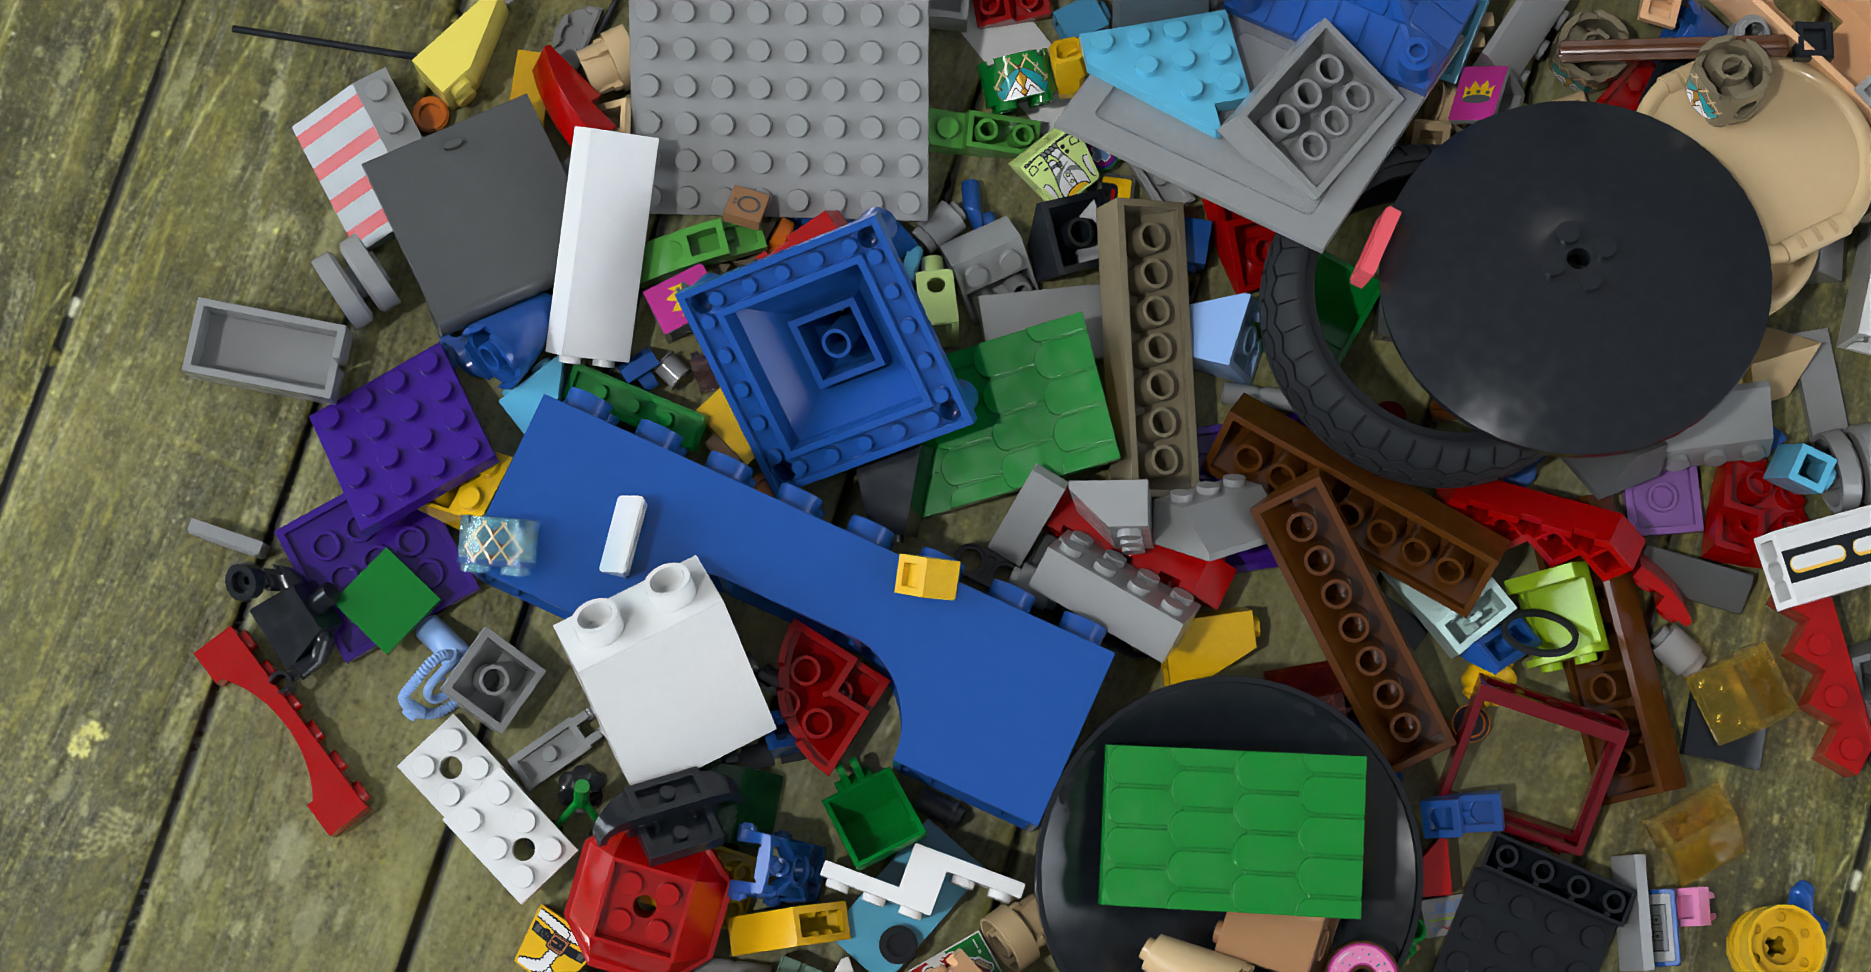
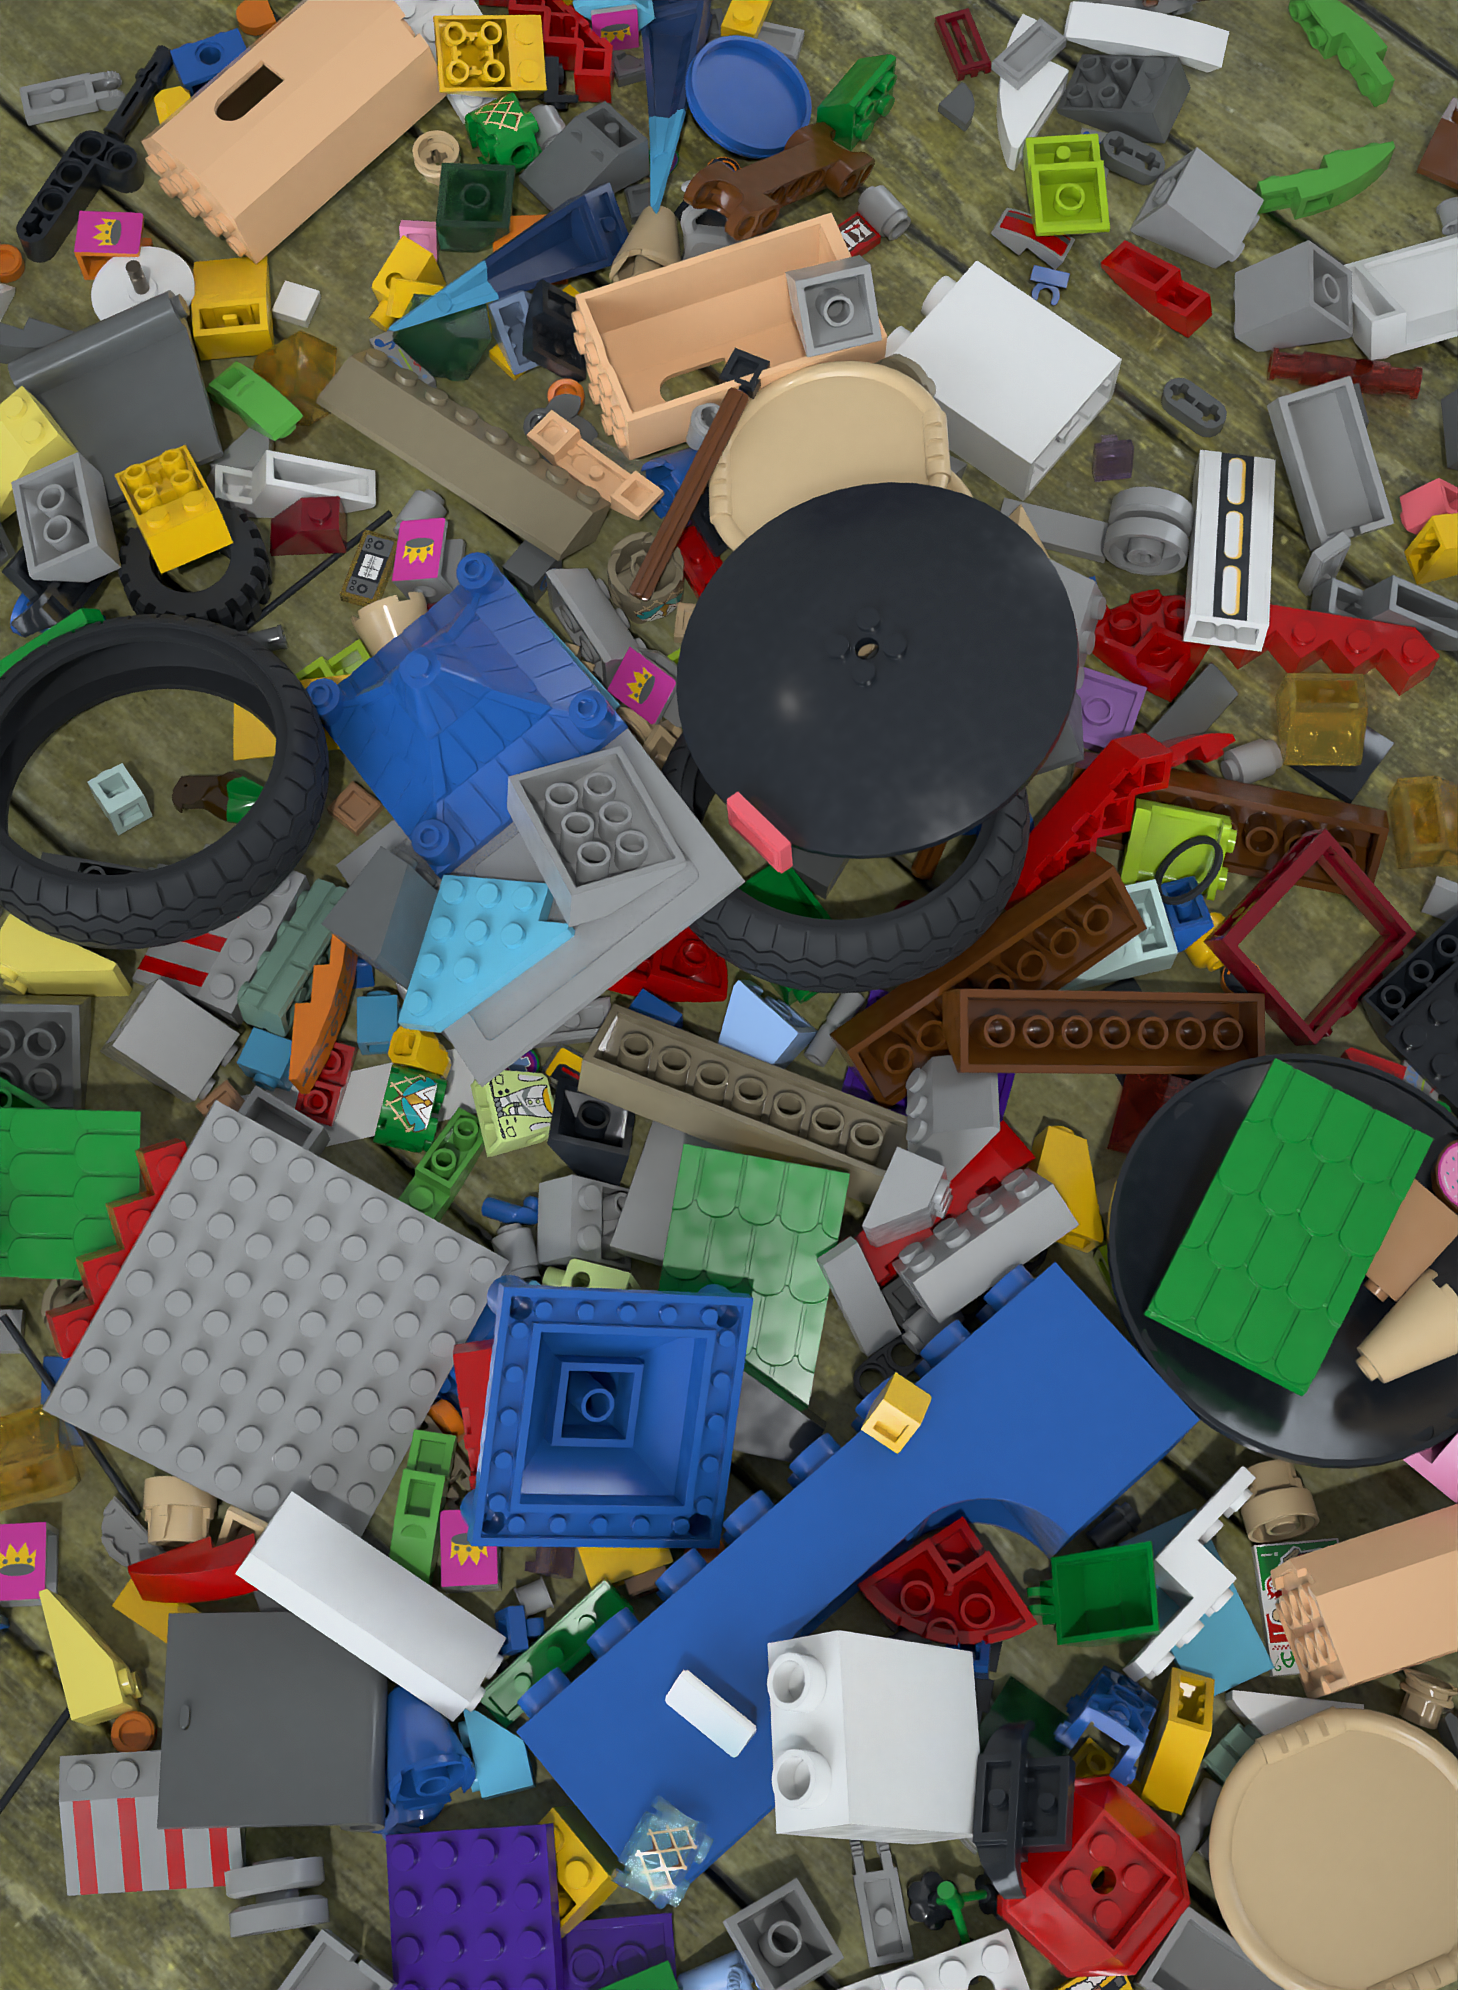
camera: 60 degrees left, 10 degrees down
(746, 207) = (406, 1437): medium nougat tile -> none
(898, 944) = (1239, 1633): black tile -> none
(1462, 813) = (1332, 1018): blue slope -> none
(1728, 80) = (749, 453): dark tan brick -> none
(1801, 469) = (1133, 572): medium azure brick -> none

